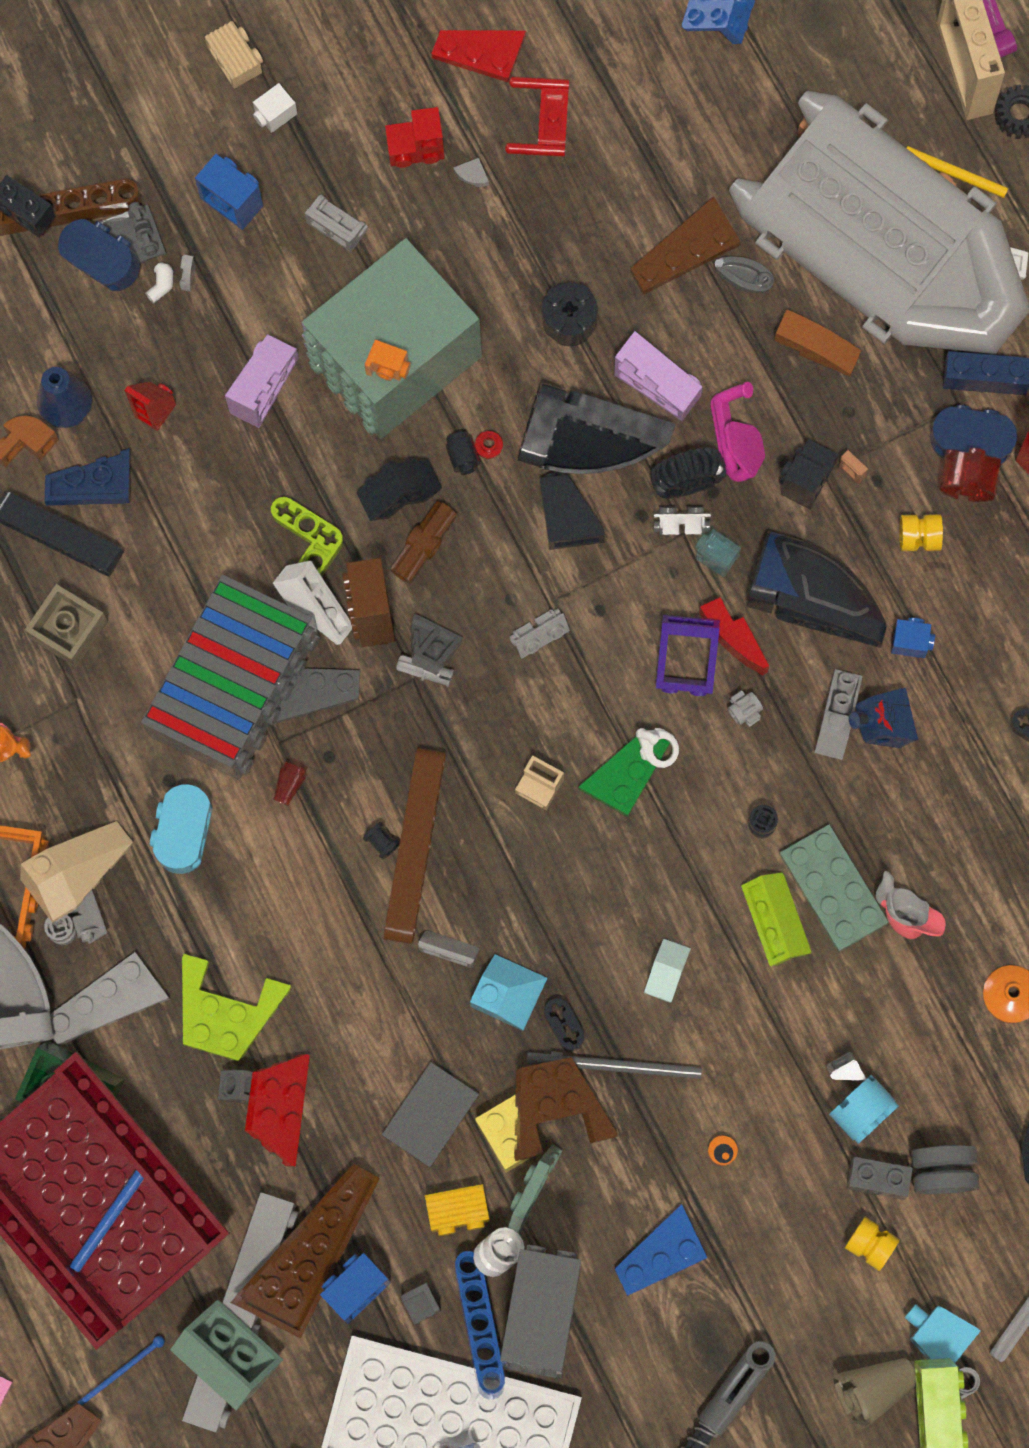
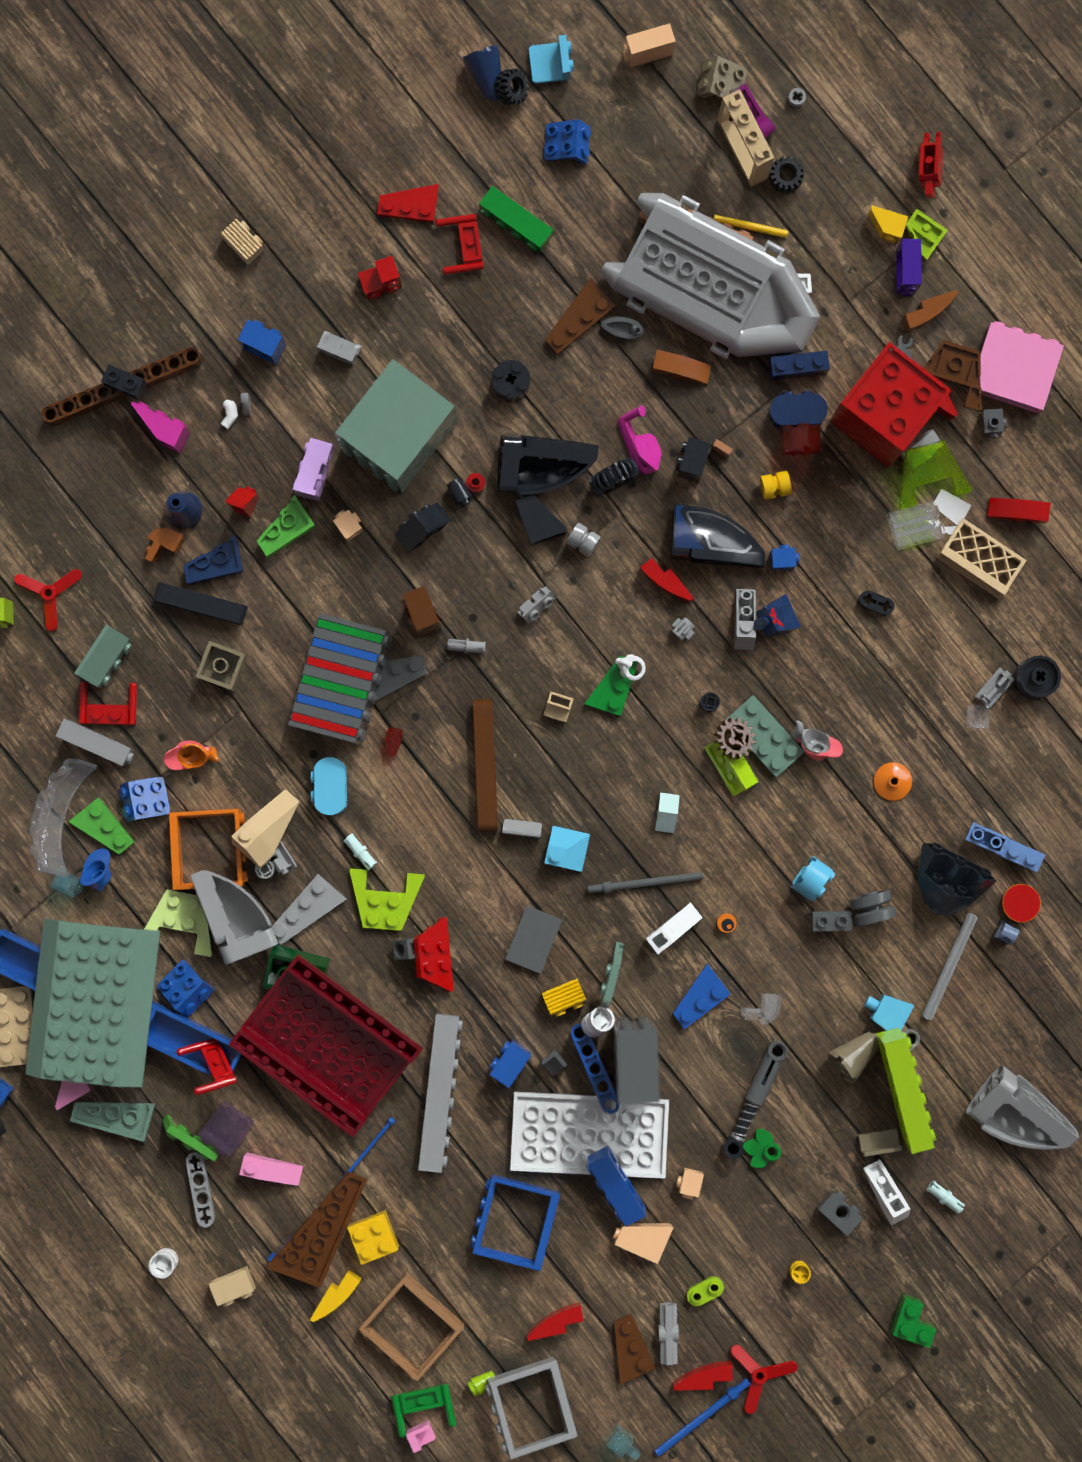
camera: 15 degrees left, 10 degrees up
(69, 286) = (168, 432): none -> dark pink slope
(99, 254) = (183, 404): dark blue brick -> none
(107, 1221) = (341, 1055): blue bar -> none
(139, 229) = (201, 386): dark grey hinge -> none
(204, 455) = (287, 528): none -> bright green wing
(204, 933) = (360, 851): none -> light aqua pin
(226, 1354) = (438, 1123): sand green slope -> none
(274, 108) = (278, 275): white brick -> none
(292, 1278) = (470, 1063): reddish brown wing -> none
(293, 466) = (348, 524): none -> light nougat brick
(308, 593) = (381, 614): white slope -> none
(317, 546) = (376, 576): lime beam -> none
(381, 840) = (462, 766): black bush -> none
(387, 361) = (400, 450): orange brick -> none
(423, 542) = (446, 559): reddish brown piece -> none
(431, 644) = (467, 628): dark grey wing -> none
(472, 173) = (423, 293): light grey tile -> none
(499, 1131) = (581, 939): light yellow brick -> none
(553, 1093) = (609, 912): reddish brown wing -> none
(558, 1028) = (611, 859): black beam -> none
(622, 550) = (581, 538): none -> light grey wheel
(624, 98) = (515, 219): none -> green brick
(641, 1140) = (673, 928): none -> white slope
(657, 377) = (579, 413): lavender wedge -> none
(692, 518) = (622, 505): hinge -> none
(694, 628) = (634, 584): dark purple window -> none
(717, 552) = (643, 526): clear light blue brick -> none
(759, 1293) = (768, 1010): none -> clear brick
(790, 865) = (742, 741): none -> gear
(845, 1068) = (796, 855): slope -> none
(872, 1243) = (834, 963): yellow wheel -> none

